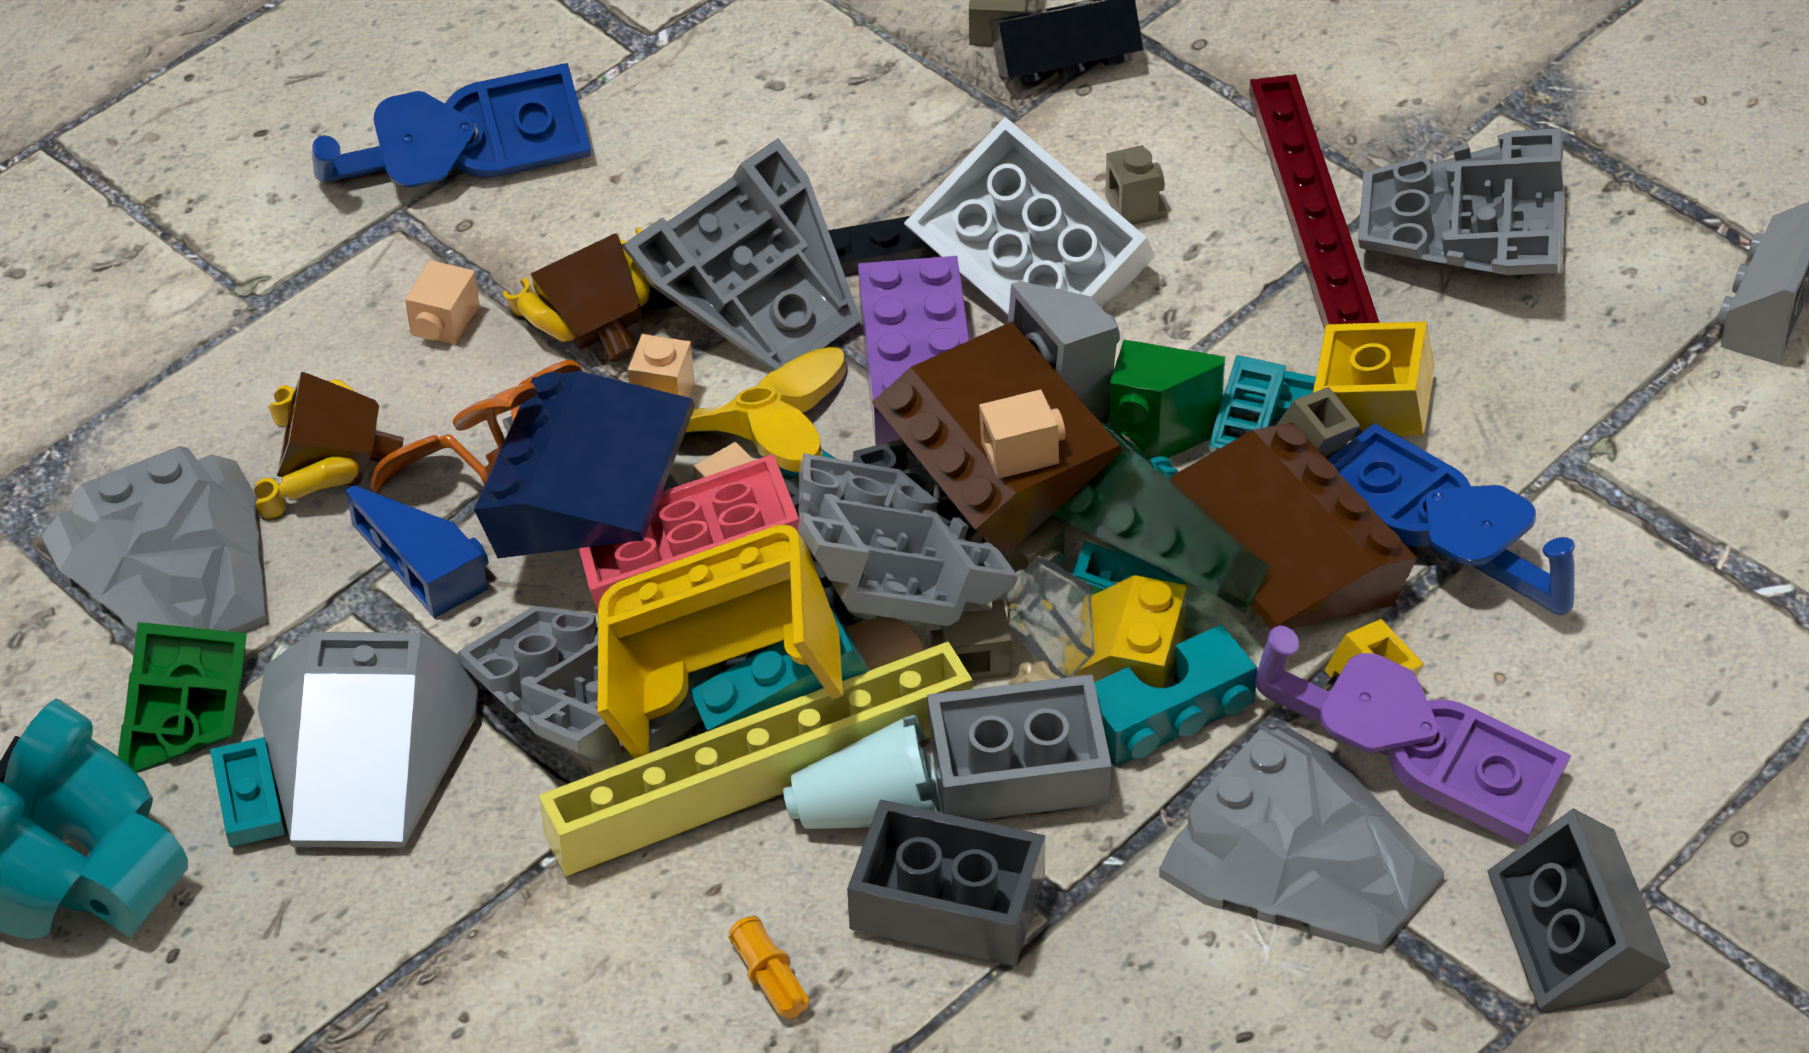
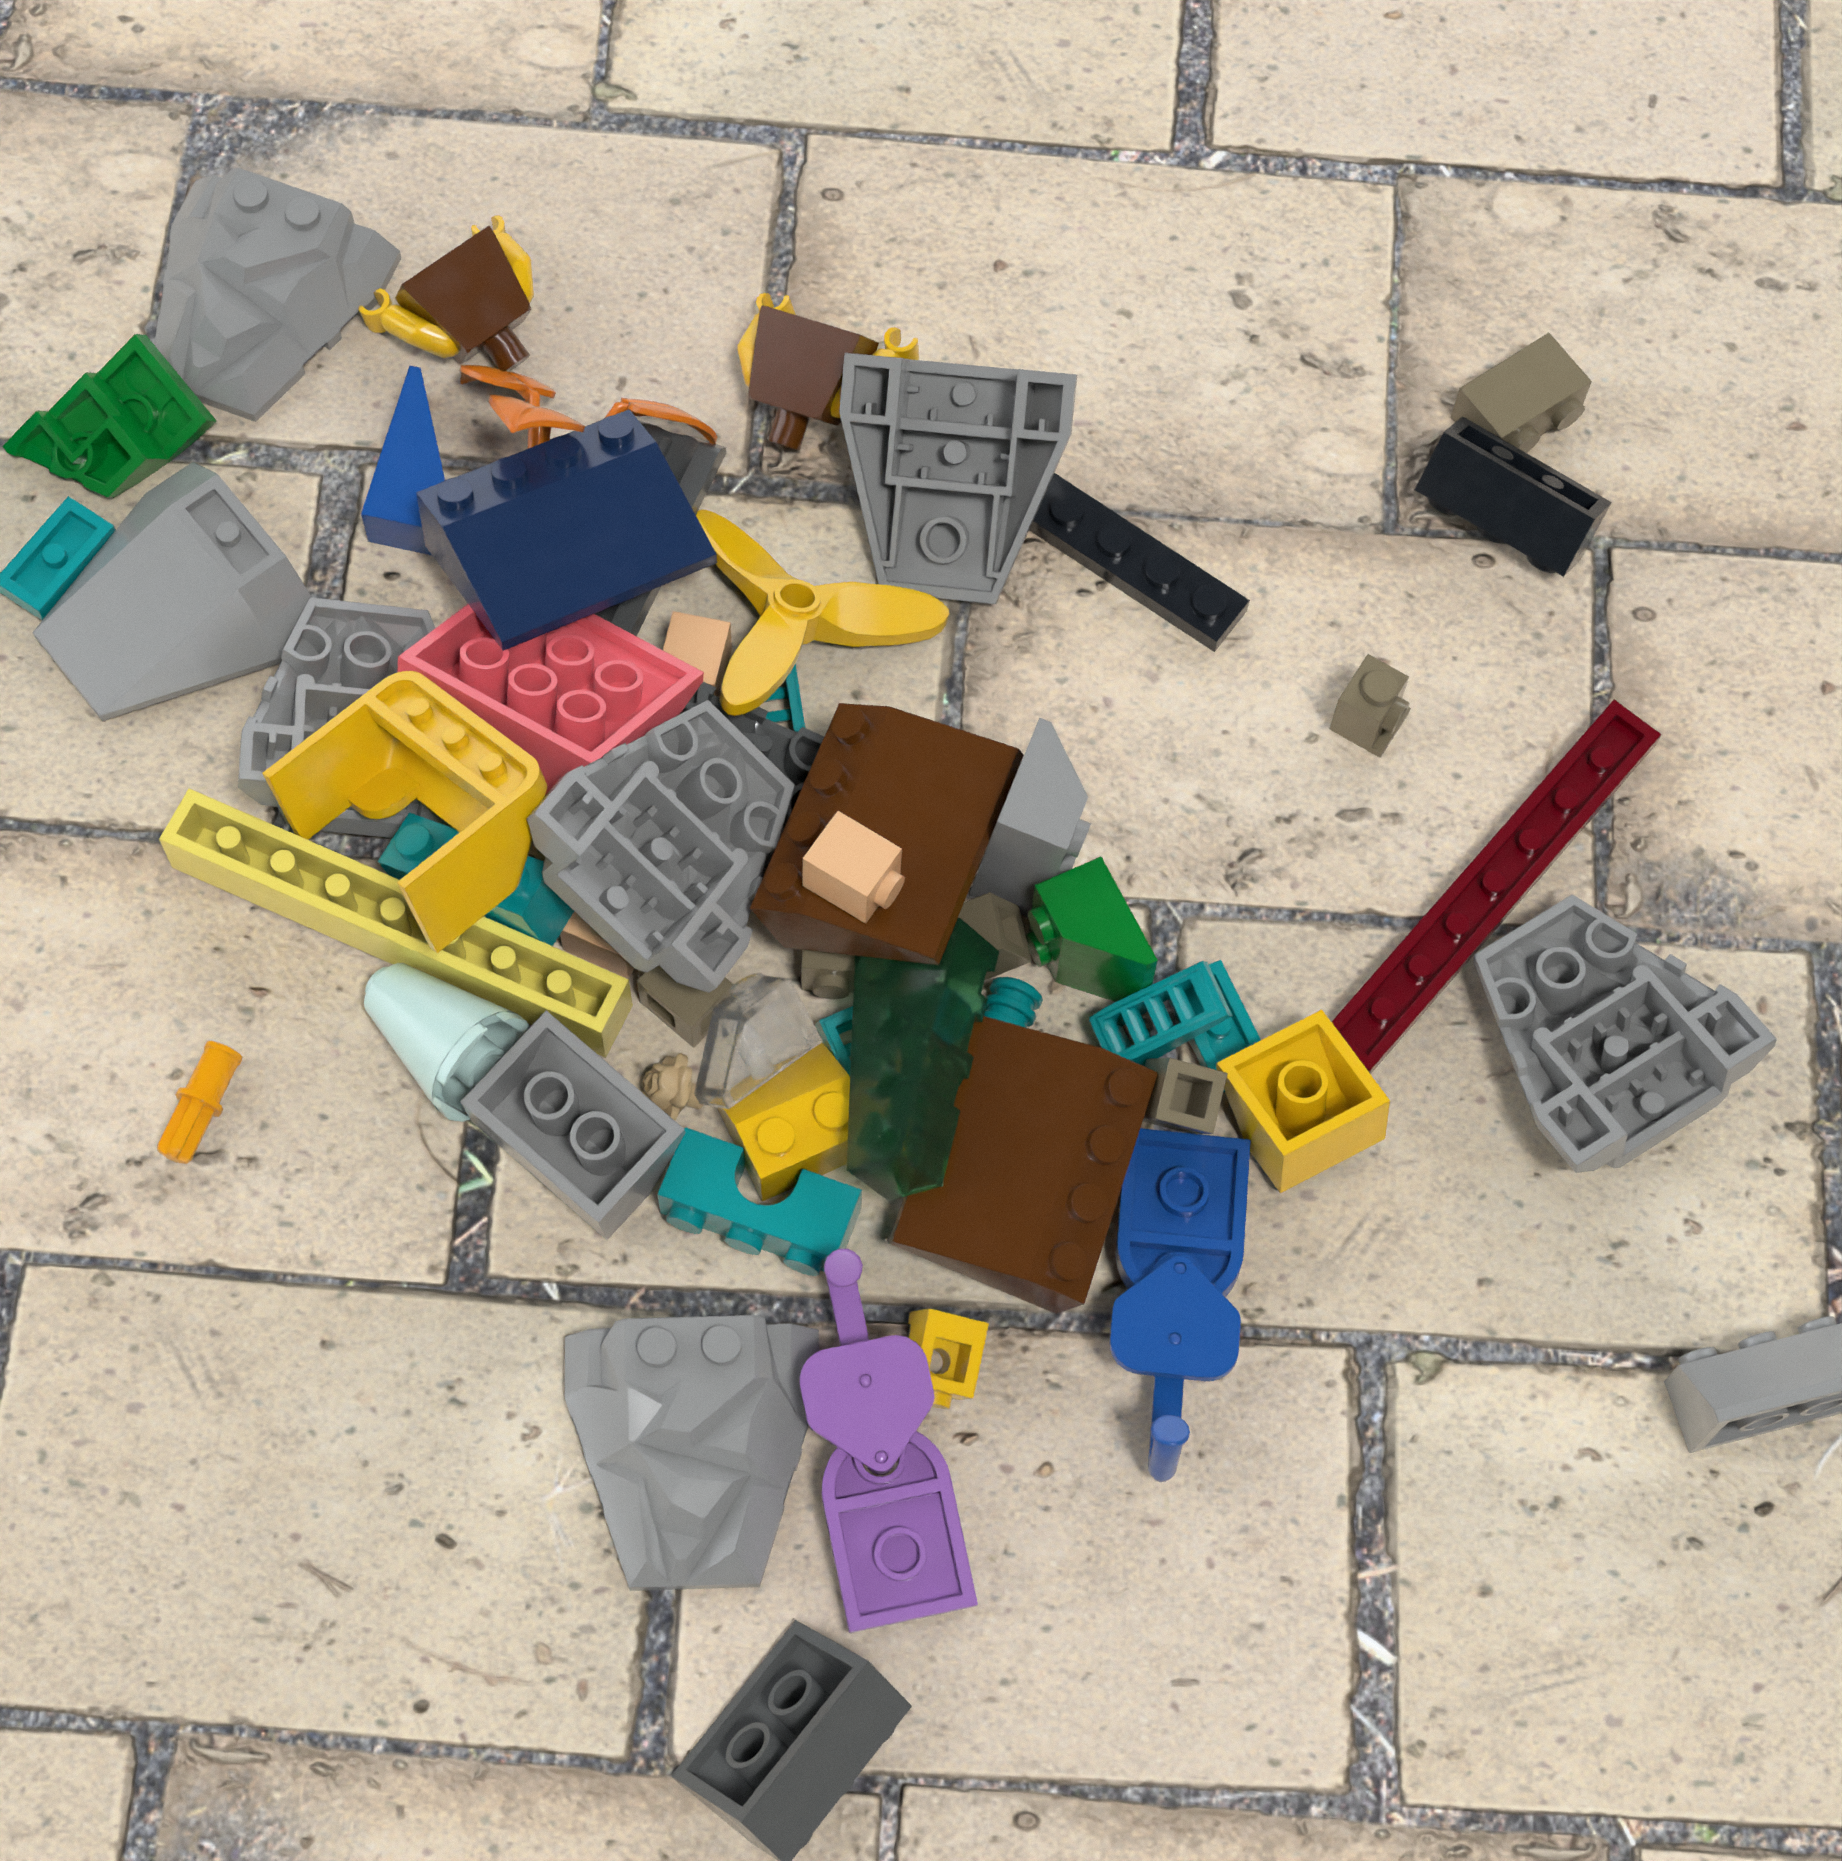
camera: 45 degrees right, 20 degrees up
(442, 302) = (705, 257): light nougat brick -> none
(518, 121) = (964, 140): blue plate -> none
(663, 365) = (771, 498): light nougat brick -> none
(907, 317) = (1005, 658): medium lavender brick -> none
(947, 882) = (383, 1178): dark grey brick -> none
(1028, 219) = (1212, 667): white slope -> none

